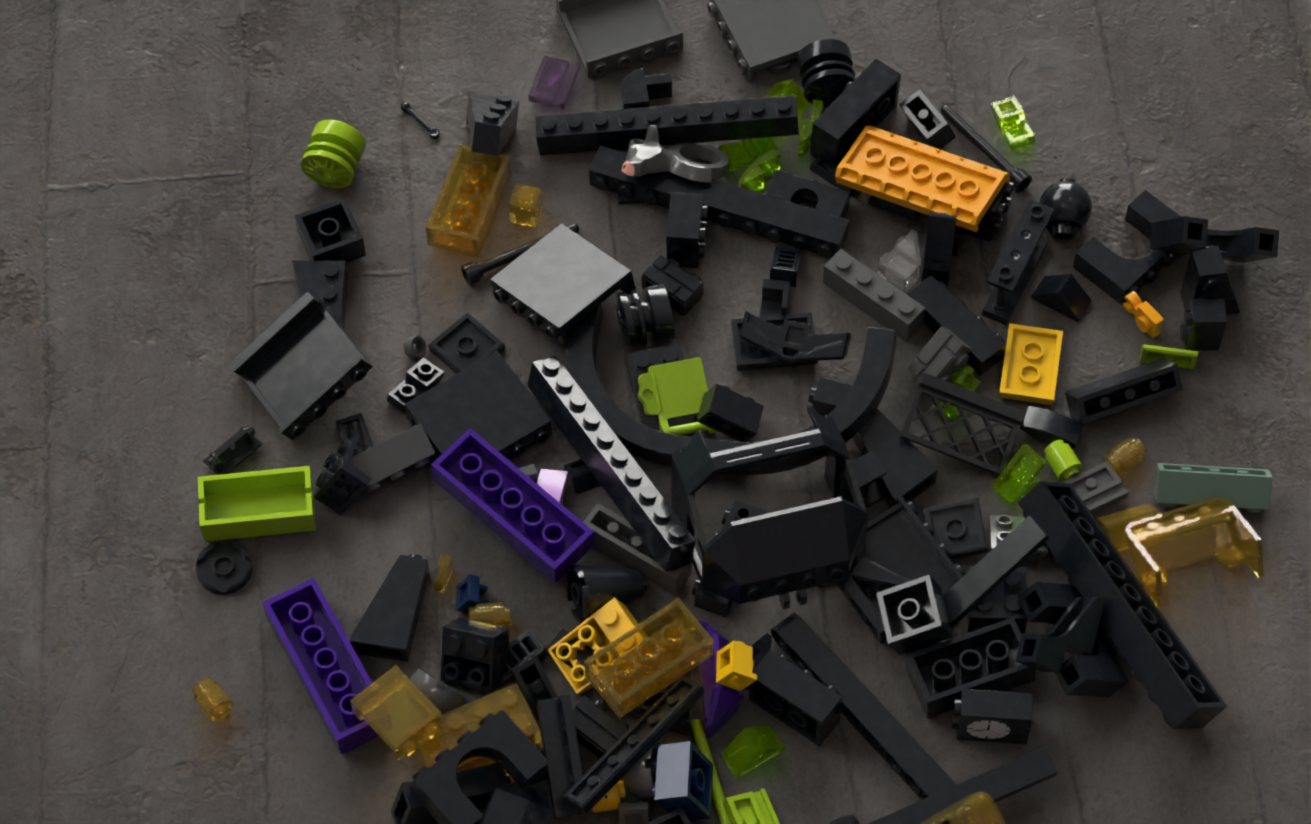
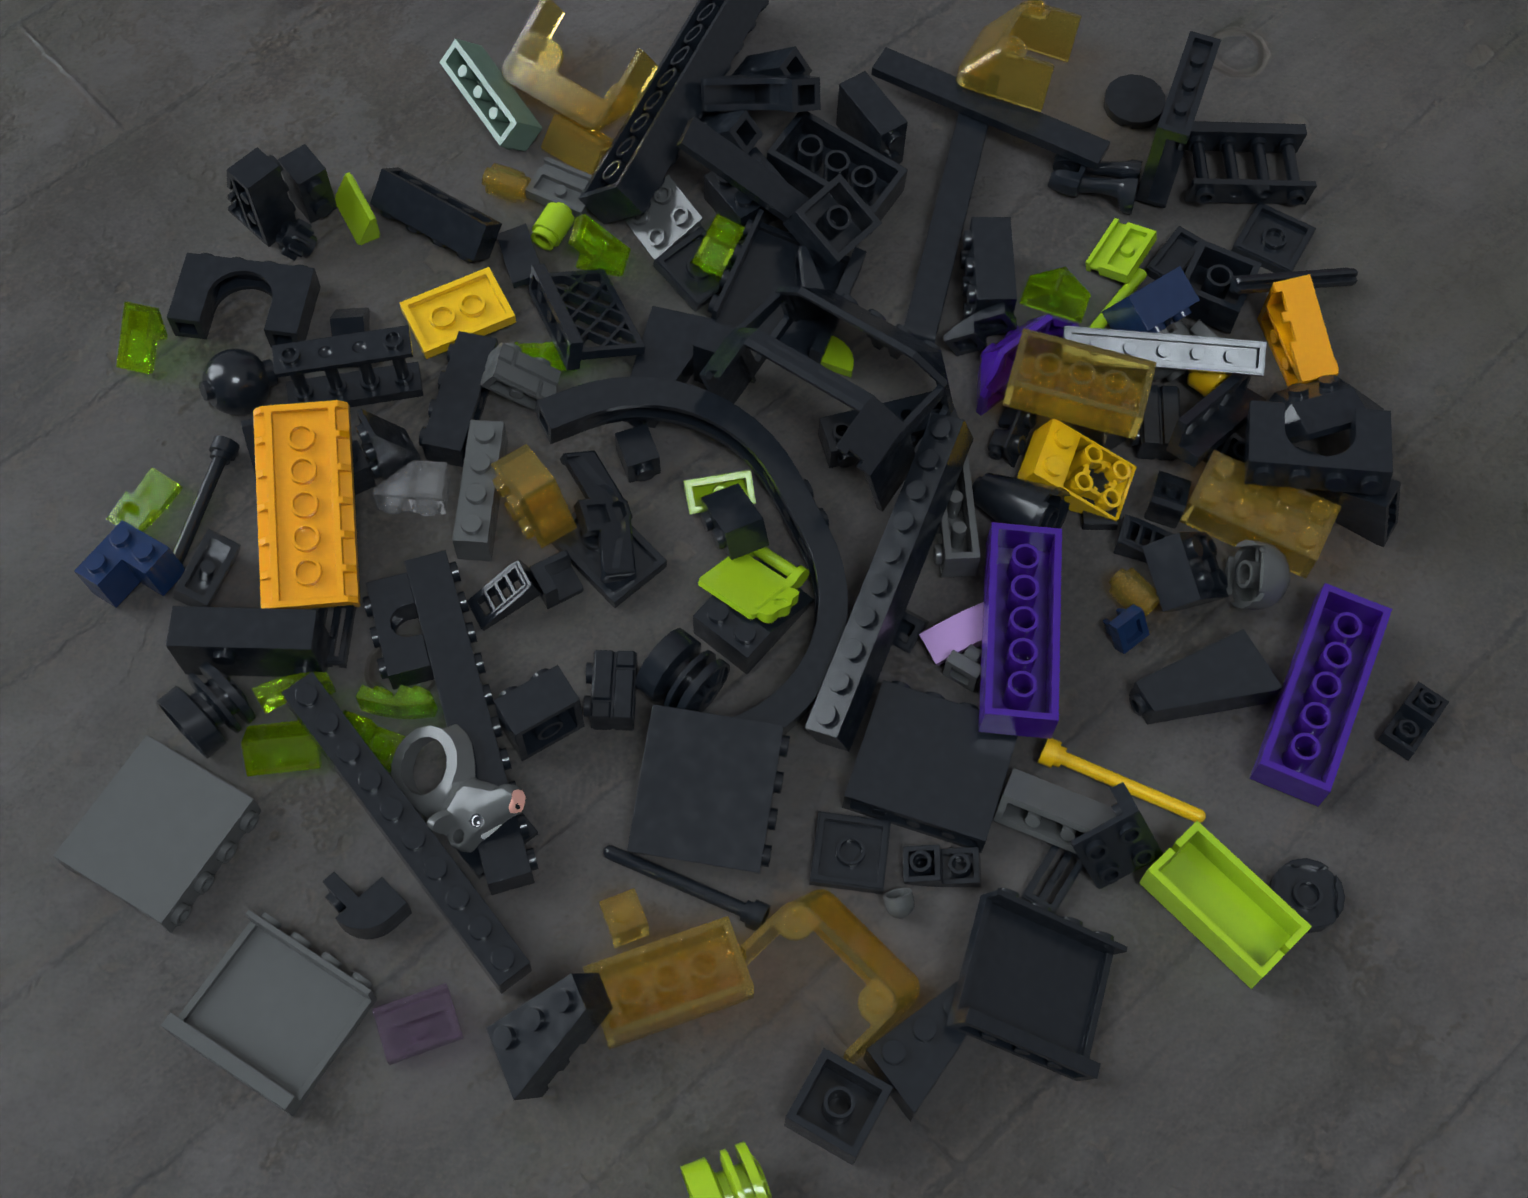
camera: 130 degrees left, 5 degrees up
(212, 699) = (1448, 780): clear yellow brick -> none
(233, 451) = (1181, 997): black hinge -> none
(265, 718) = (1413, 721): none -> black slope
(397, 712) = (1328, 564): clear yellow panel -> none
(407, 300) = (890, 983): none -> clear yellow windscreen
(425, 493) = (1056, 755): none -> yellow piece
(433, 132) = (590, 1119): black hinge -> none
(446, 565) = (1124, 671): clear yellow tile -> none
(735, 666) = (1022, 309): yellow brick -> none
(773, 424) = (703, 486): none -> lime slope
(836, 305) = (532, 496): none -> clear yellow brick
(957, 540) = (718, 245): none -> clear neon green slope
(965, 87) = (125, 561): none -> dark blue brick
(1144, 172) = (139, 336): none -> clear neon green slope
(1145, 315) = (327, 247): light orange plate -> none
(1165, 300) = (296, 239): none -> black gear
(1188, 233) = (203, 211): black arch -> none

